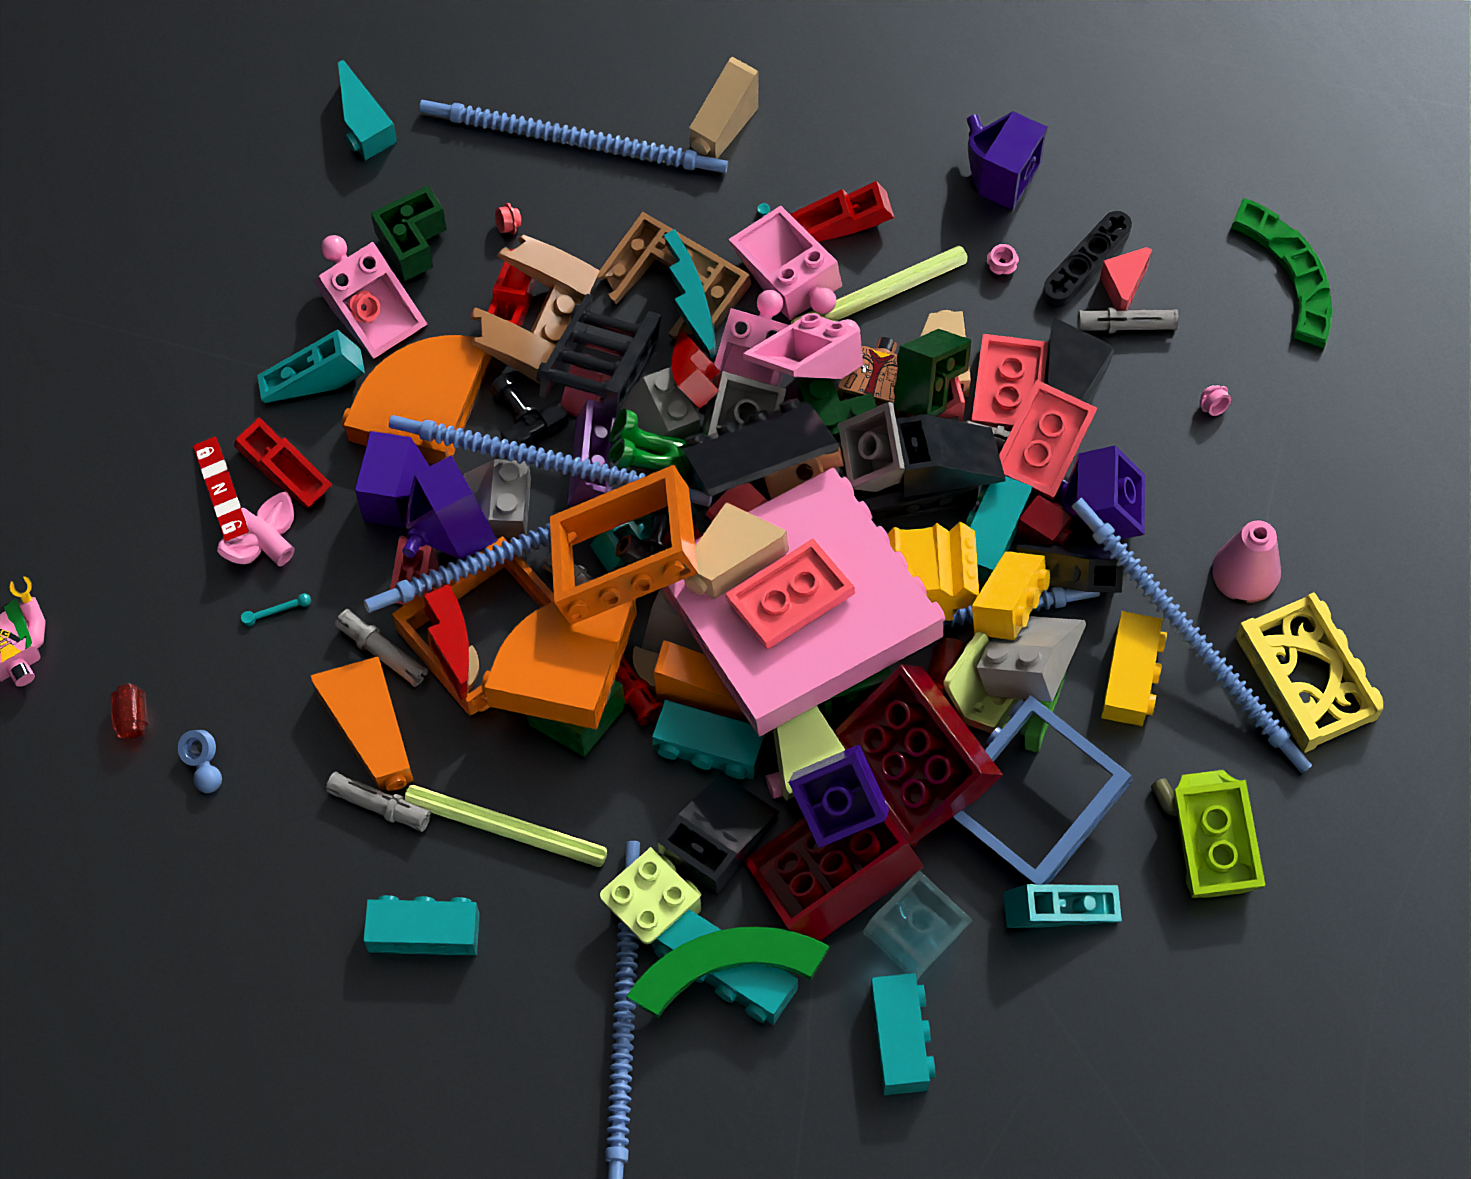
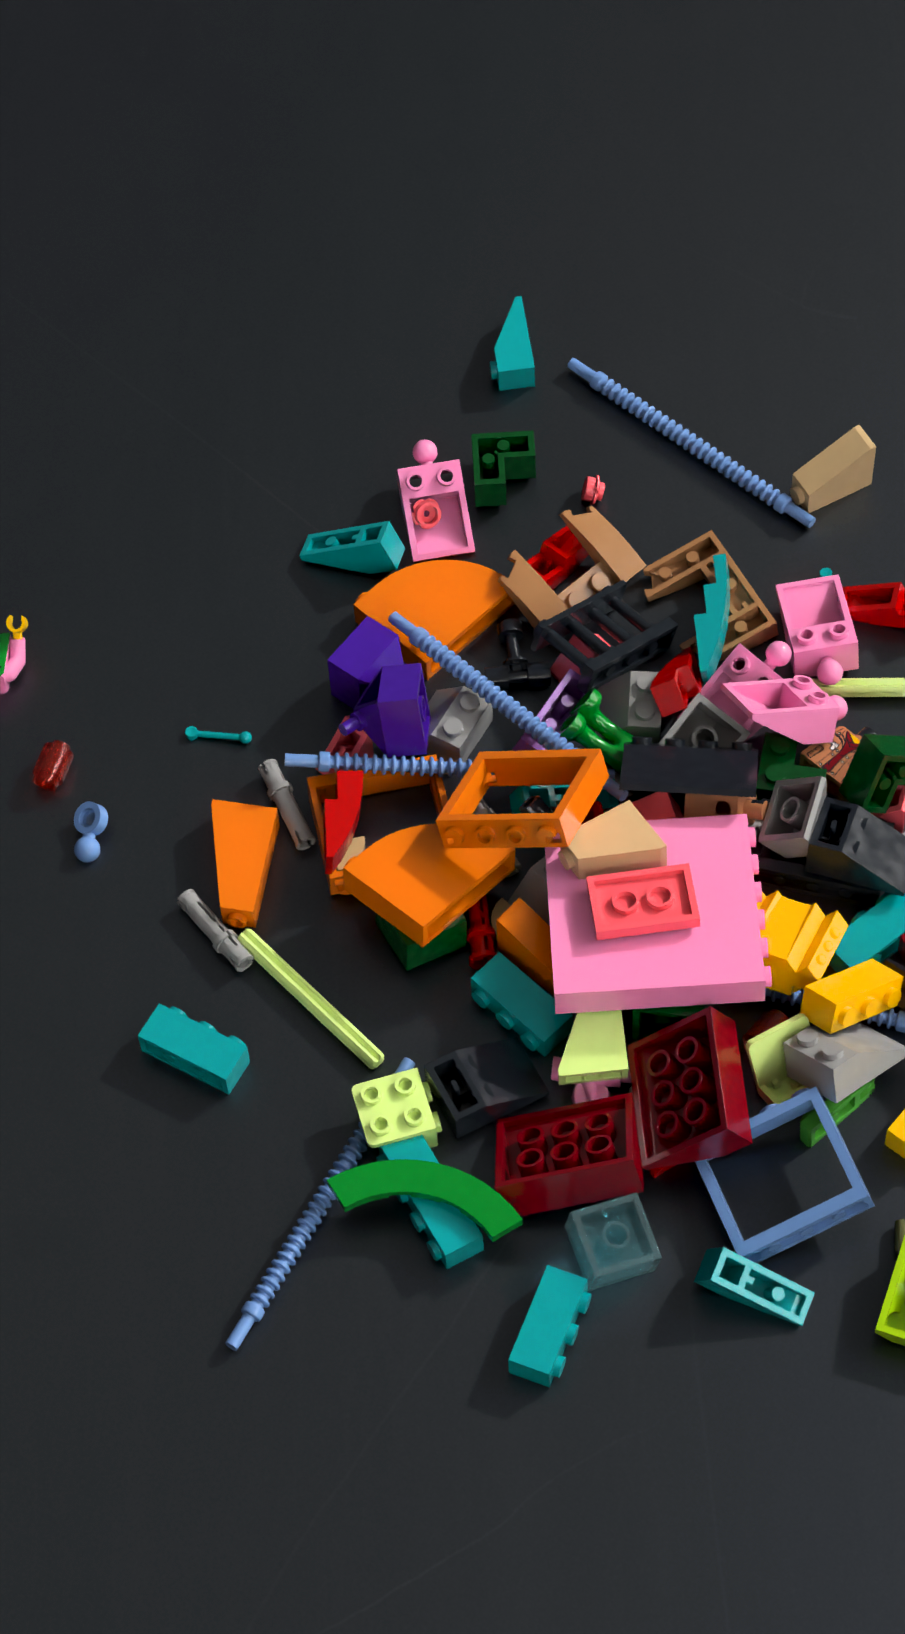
camera: 30 degrees right, 5 degrees down
(221, 489) = (225, 615): red sticker -> none
(264, 533) = (237, 665): bright pink plant -> none
(282, 463) = (287, 615): red slope -> none
(839, 796) = (594, 1093): dark purple piece -> none

